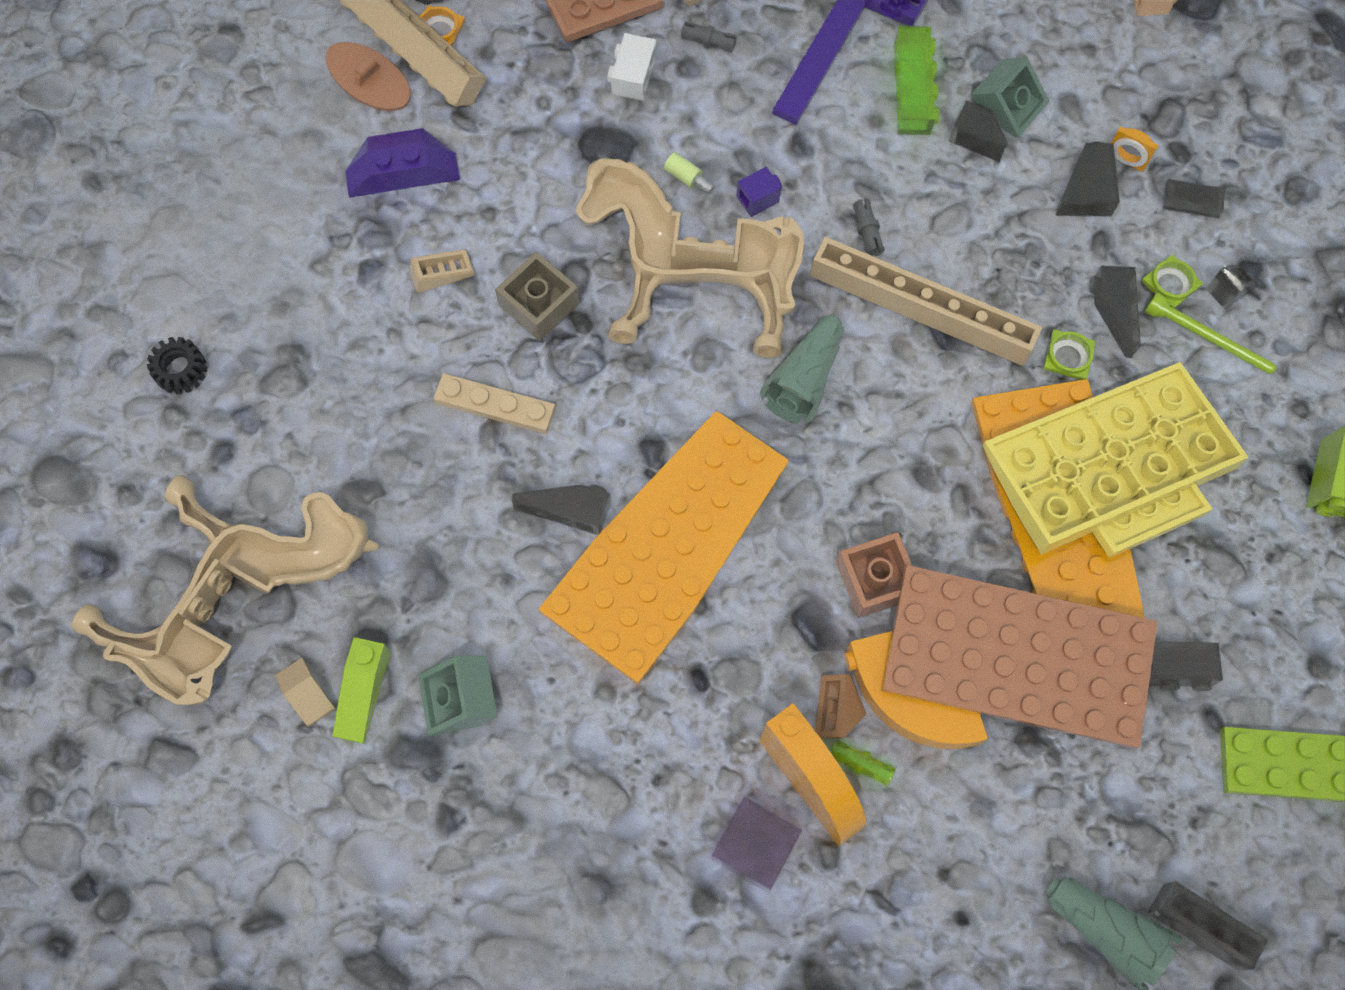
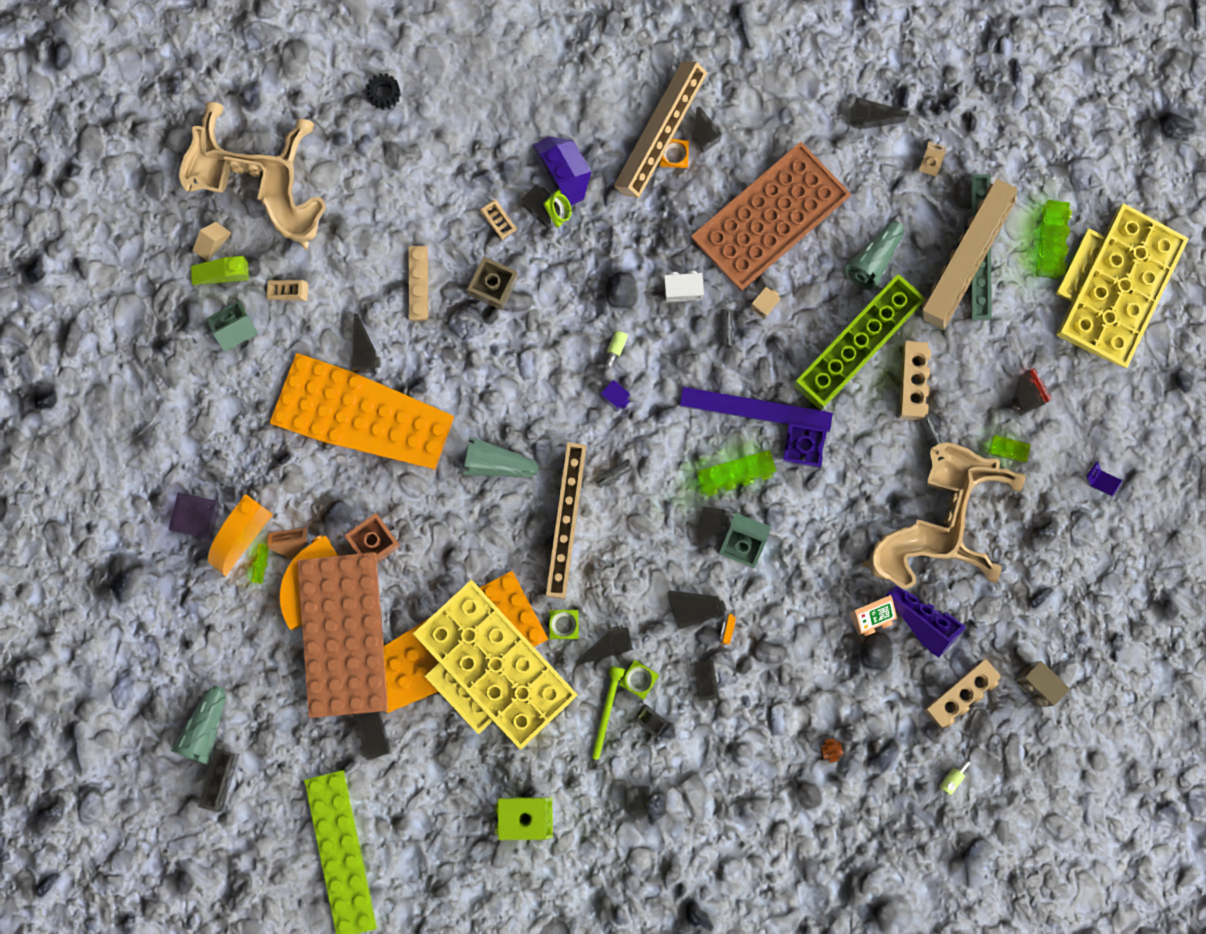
camera: 70 degrees right, 10 degrees up
(368, 76) = (623, 123): nougat shield -> none
(425, 581) = (299, 290): none -> tan slope
(445, 207) = (533, 203): none -> clear smoke slope
(460, 179) = (564, 205): none -> lime piece
(761, 261) = (562, 411): tan animal -> none
(1322, 79) = (831, 750): none -> dark orange gear

